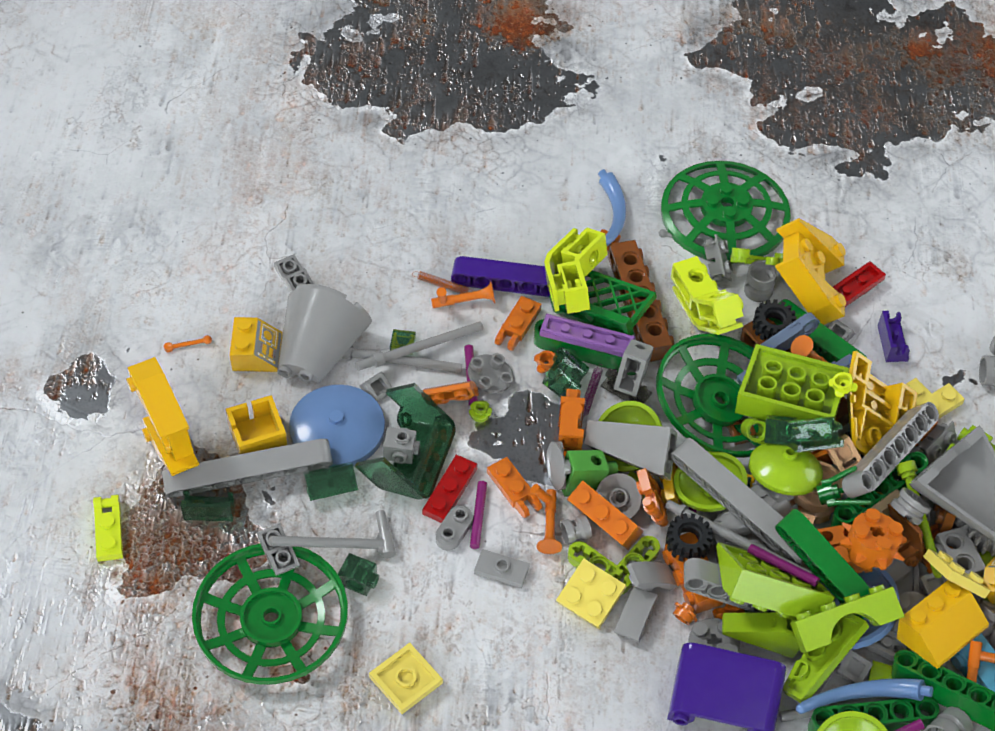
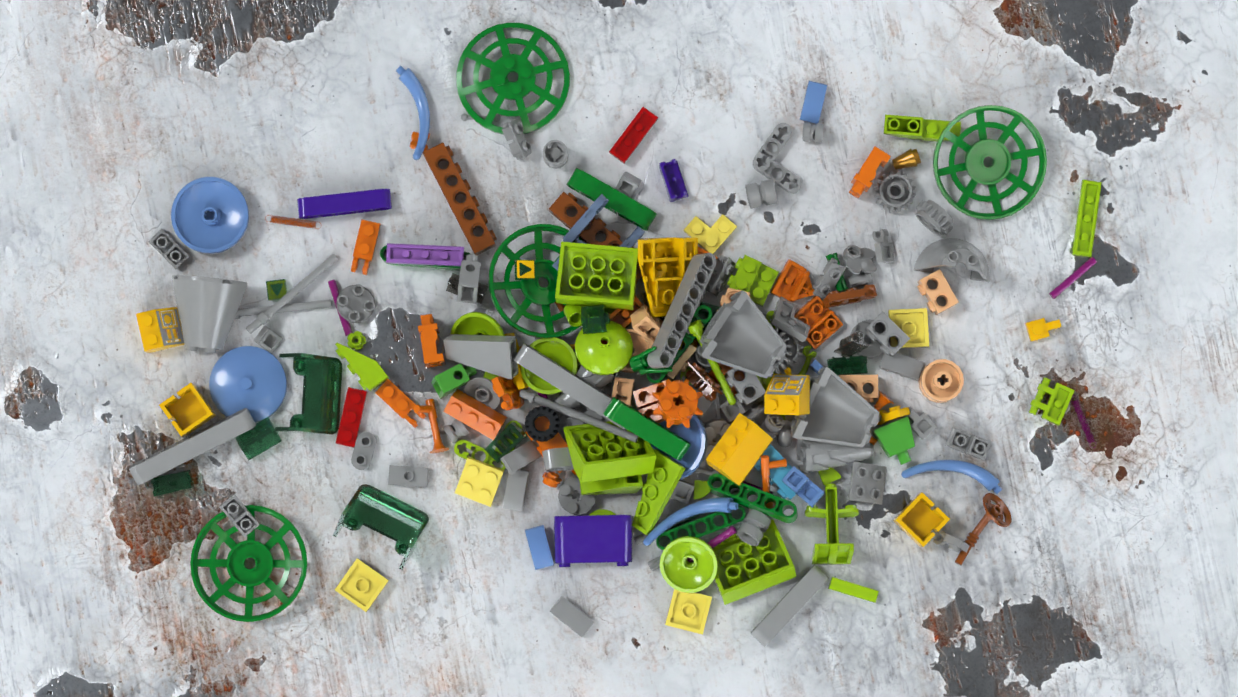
camera: 20 degrees left, 30 degrees up
(108, 528) = (103, 521): neon yellow plate -> none
(165, 421) = (117, 437): yellow wedge -> none
(168, 347) = (90, 345): orange hinge -> none
(352, 250) = (209, 215): none -> medium blue dish
(358, 574) = (304, 512): clear green brick -> none
(383, 541) = (313, 480): light grey bar -> none
(400, 445) = (297, 395): light grey brick -> none
(443, 300) = (331, 226): orange piece -> none
(456, 391) = (329, 338): orange slope -> none
(456, 603) = (386, 516): none -> clear green windscreen
(478, 515) = (379, 434): magenta bar -> none
(483, 437) = (367, 369): none -> lime slope
(544, 356) = (397, 284): orange plate -> none
(557, 466) = (430, 387): light grey dish -> none
(565, 372) = (416, 289): clear green cylinder -> none
(569, 284) = (399, 178): neon yellow brick -> none
(594, 385) = (439, 299): magenta piece -> none
(612, 318) = (425, 229): green fence -> none
(631, 547) = (517, 430): none -> clear green slope
(651, 691) = (539, 547): none -> medium blue slope
(699, 295) = (516, 194): neon yellow brick -> none
(703, 372) = (524, 269): none -> tile
(742, 255) = (569, 123): lime plant -> none
(772, 310) = (572, 190): black tyre -> none
(783, 565) = (615, 435): magenta bar -> none
(803, 346) = (599, 232): orange piece -> none
(806, 260) = (589, 144): yellow wedge -> none
(814, 434) = (620, 325): clear green hinge -> none
(816, 629) = (686, 456): lime arch -> none
(840, 379) = (629, 272): neon yellow plate -> none
(911, 506) = (700, 365): light grey wheel -> none
(956, 573) = (740, 411): light yellow plate -> none

